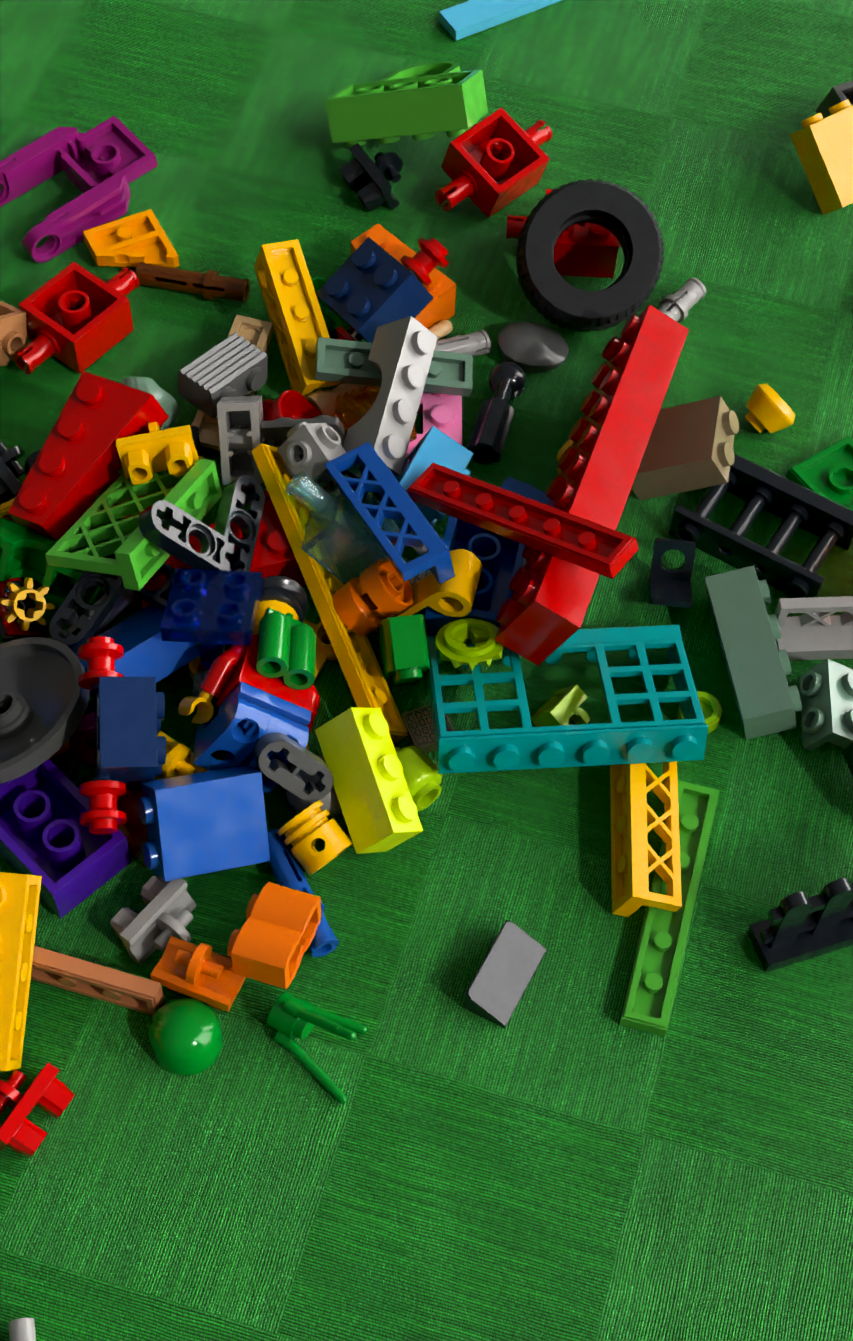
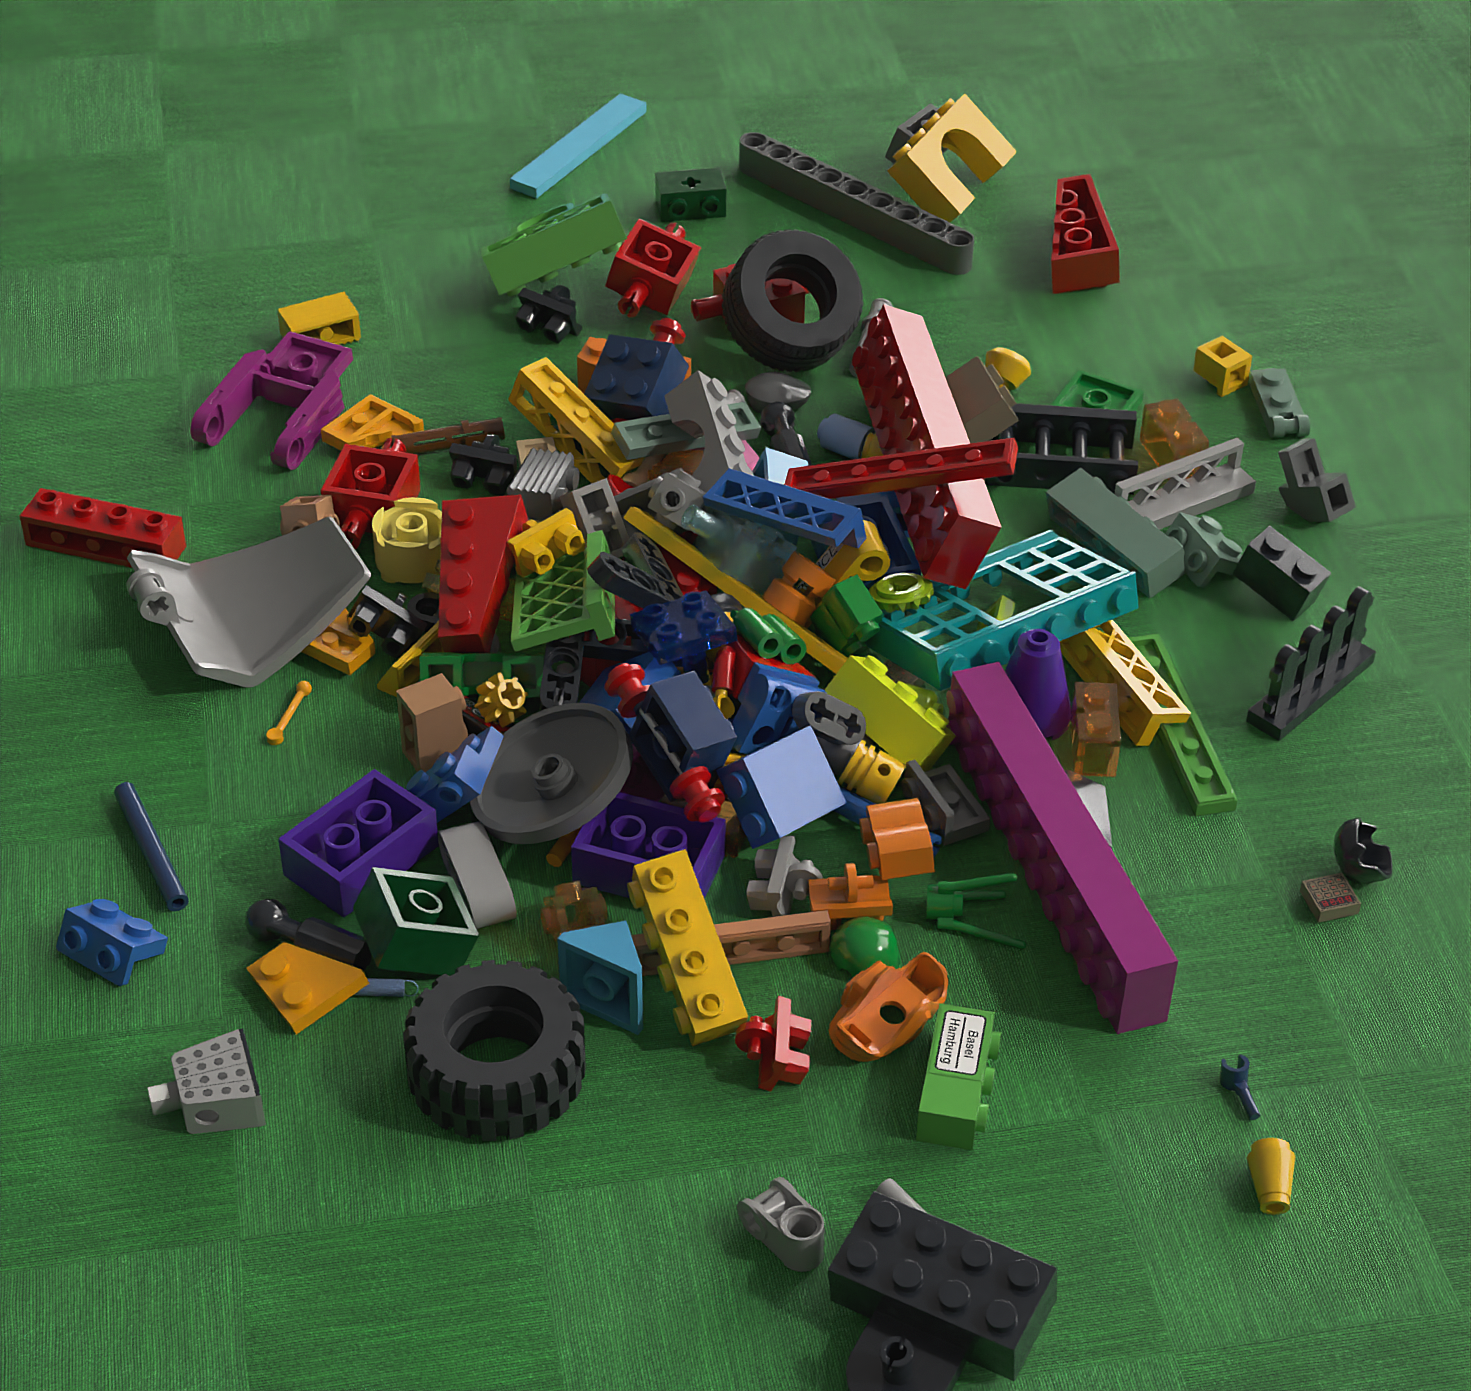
camera: 25 degrees left, 15 degrees down
(59, 371) = (407, 540): none -> light yellow brick
(114, 1132) = (914, 989): none -> orange piece
(160, 112) = (324, 318): none -> yellow brick
(166, 1232) = (958, 1077): none -> bright green brick
(206, 323) = (485, 461): none -> black hips
(370, 900) = (945, 802): none -> dark grey bracket
(427, 1018) = (1061, 850): none -> magenta brick
(534, 815) = (1040, 681): none -> dark purple cone
(553, 423) = (843, 435): none -> light blue brick
(572, 881) = (1095, 729): none -> clear orange piece
(594, 89) = (690, 194): none -> dark green brick
(667, 585) = (1017, 513): black bracket -> none
(686, 1194) = (1330, 897): none -> dark tan tile
(747, 1162) = (1359, 855): none -> black hair
(752, 158) = (857, 203): none -> dark grey beam

